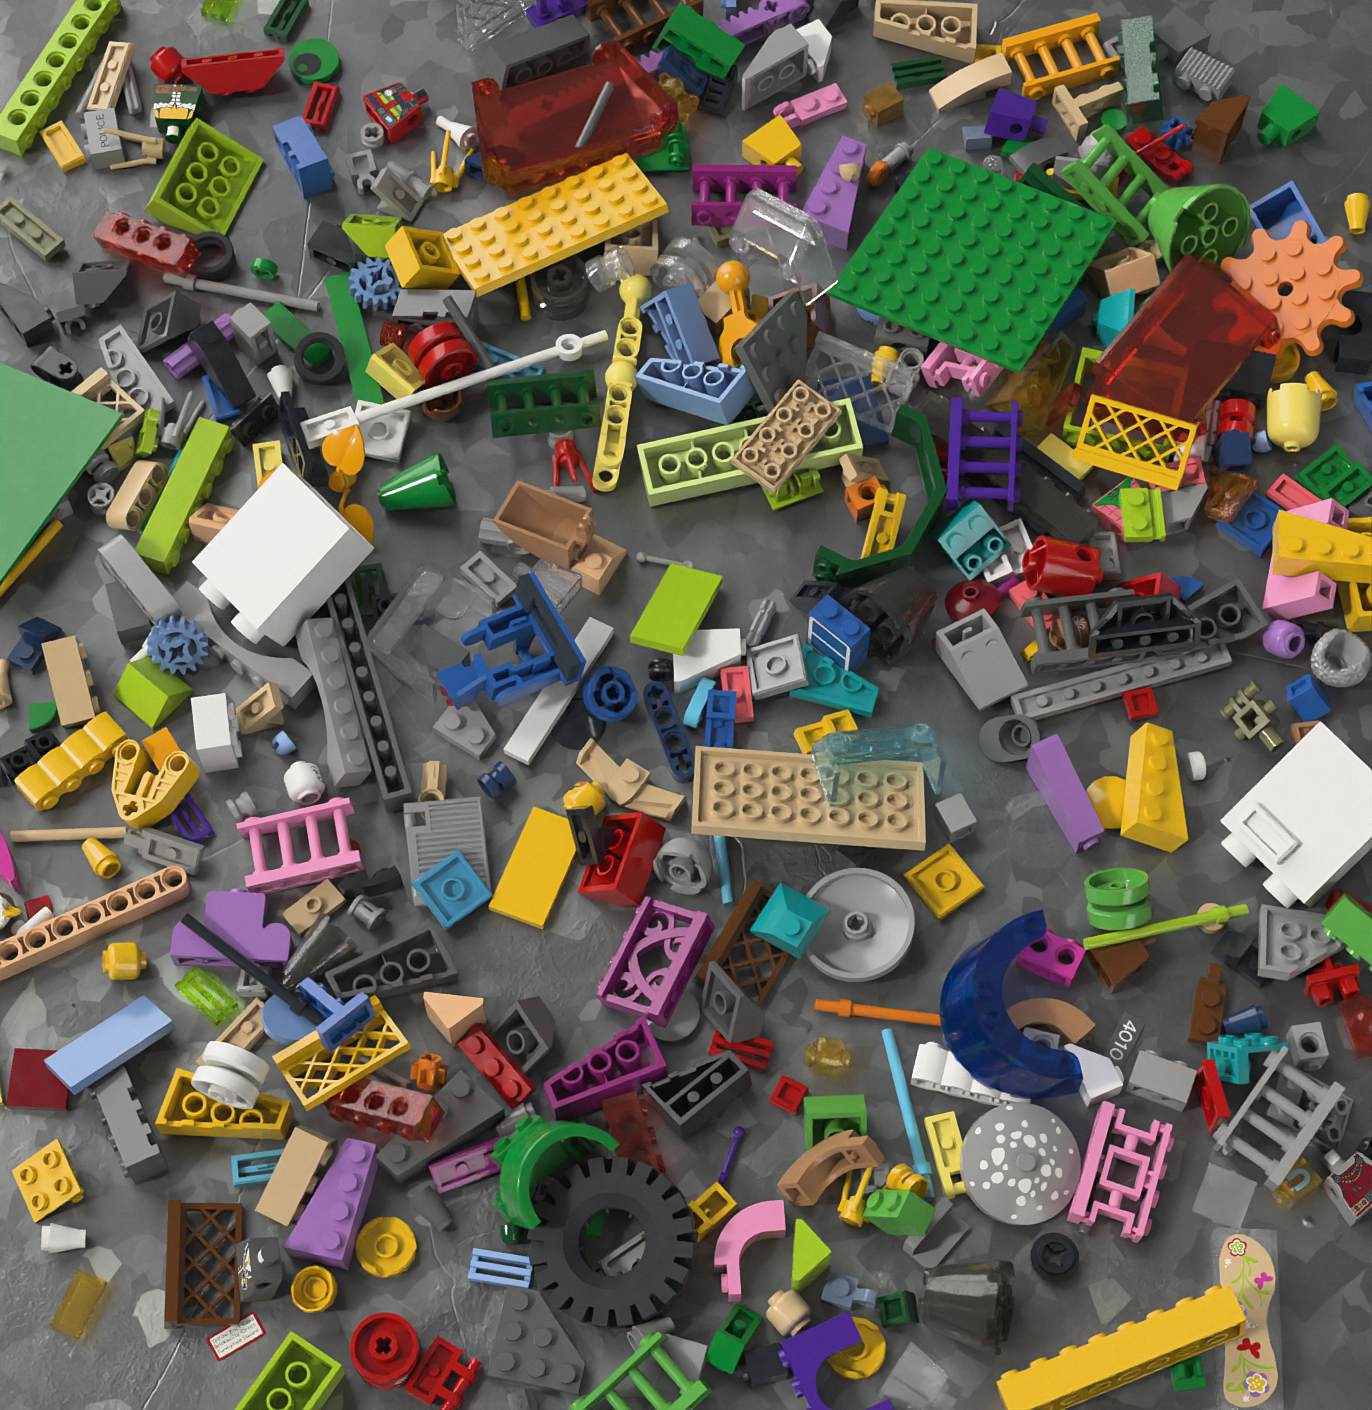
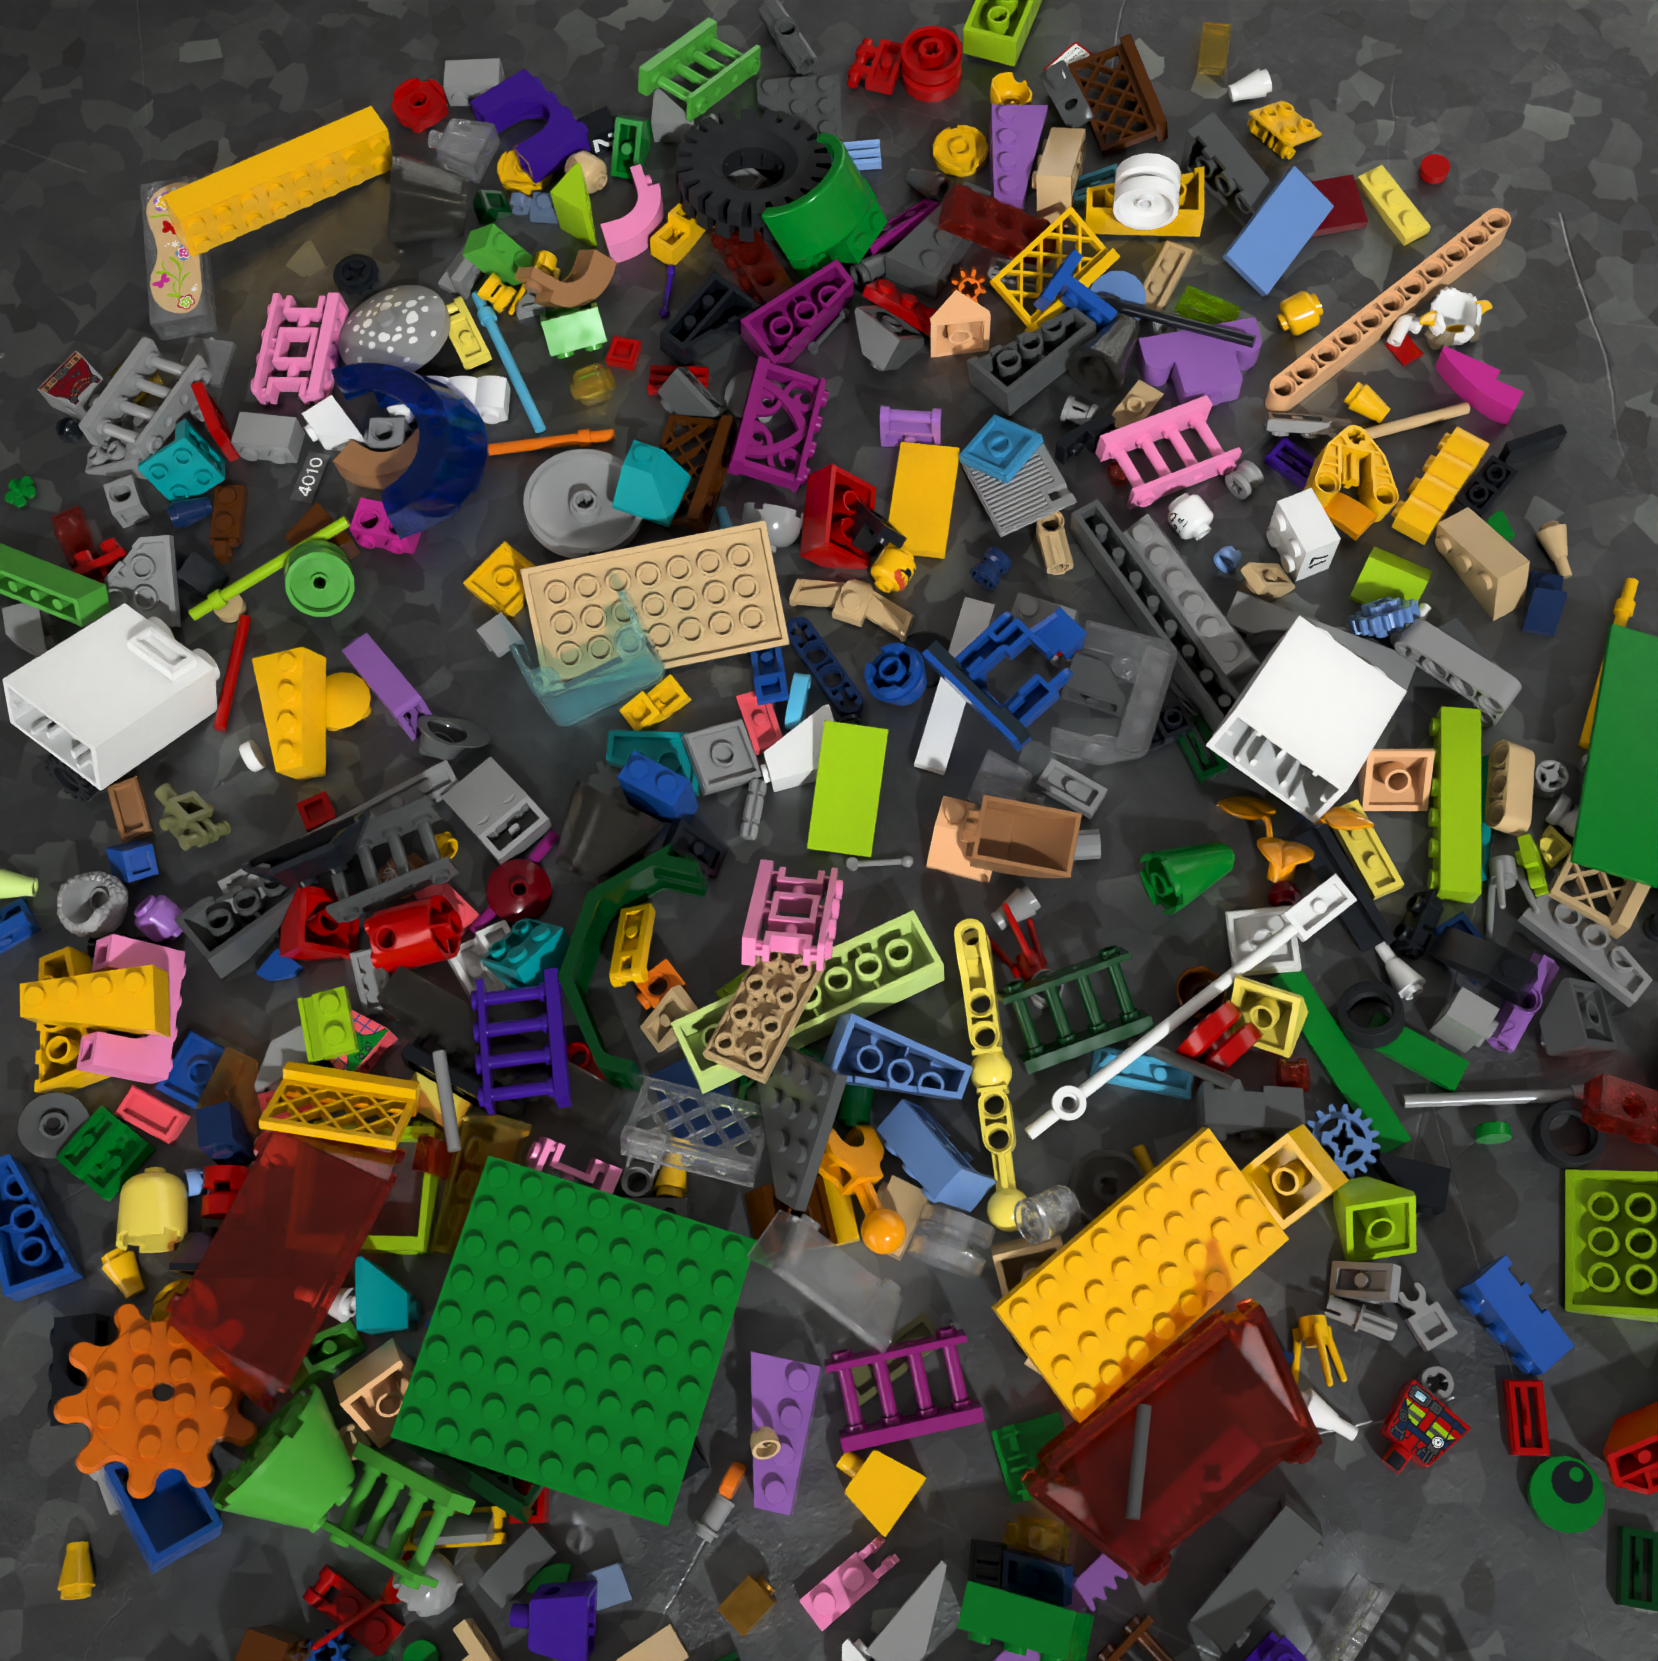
camera: 175 degrees right, 5 degrees up
(520, 924) = (909, 426): none -> medium lavender plate
(770, 514) = (791, 933): none -> bright pink fence
(1051, 439) = (446, 1101): none -> light grey bar
(1210, 856) = (232, 673): none -> red bar

